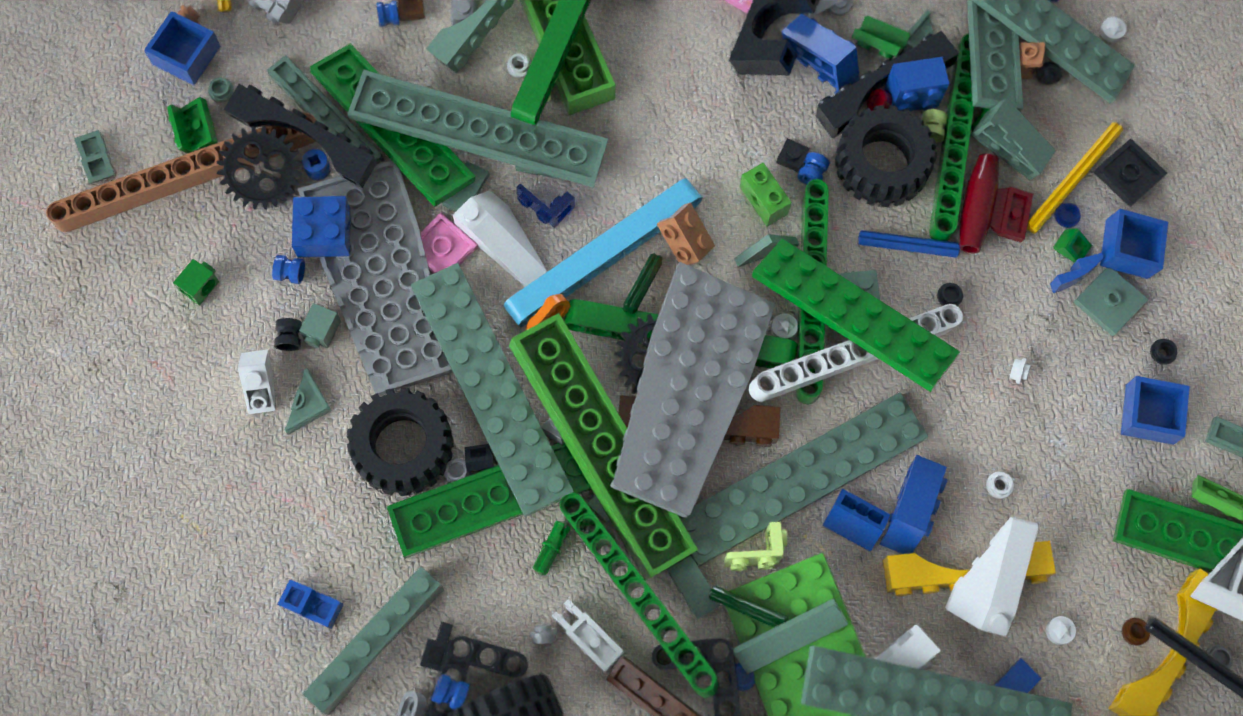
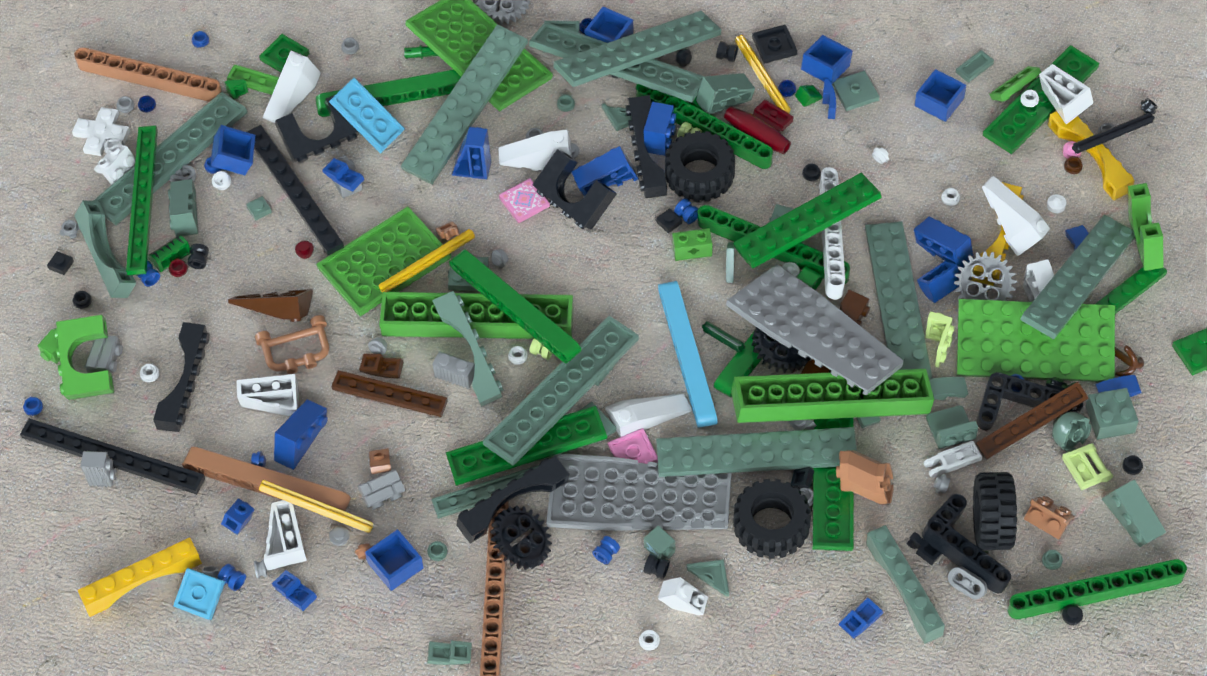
camera: 60 degrees left, 15 degrees down
(185, 360) = (649, 634): none -> white plate
(192, 126) = (460, 575): green bracket -> none
(196, 281) = (587, 612): green brick -> none
(318, 170) = (532, 500): blue wheel -> none
(321, 226) = (589, 511): blue piece -> none
(388, 13) = (434, 420): blue wheel -> none
(450, 691) = (964, 537): blue wheel -> none
(500, 532) = (865, 476): none -> nougat brick
(551, 548) = (883, 457): green axle -> none
(553, 305) = (723, 408): orange plate -> none
(558, 210) = (641, 377): clear blue bracket -> none
(625, 621) = (951, 427): none -> sand green bracket
(648, 601) = (947, 405): green beam -> none
(686, 235) = (701, 299): nougat bracket -> none
(747, 607) = (975, 356): dark green axle -> none
(790, 636) = (1005, 336): sand green tile -> none
(878, 98) = (657, 155): dark red tile -> none
(881, 35) = (611, 134): green bracket -> none
(895, 573) = (989, 265): none -> light grey gear
(908, 243) = (764, 181): blue axle -> none
(1031, 56) = (671, 57): nougat bracket -> none
(1085, 120) = (727, 51): none -> black wheel
(1112, 29) = (669, 12): white tile -> none
(1165, 615) = (1068, 152): none -> bright pink tile
(1170, 349) = (902, 77): black plate -> none
(1219, 529) = (1032, 95): none -> white plate

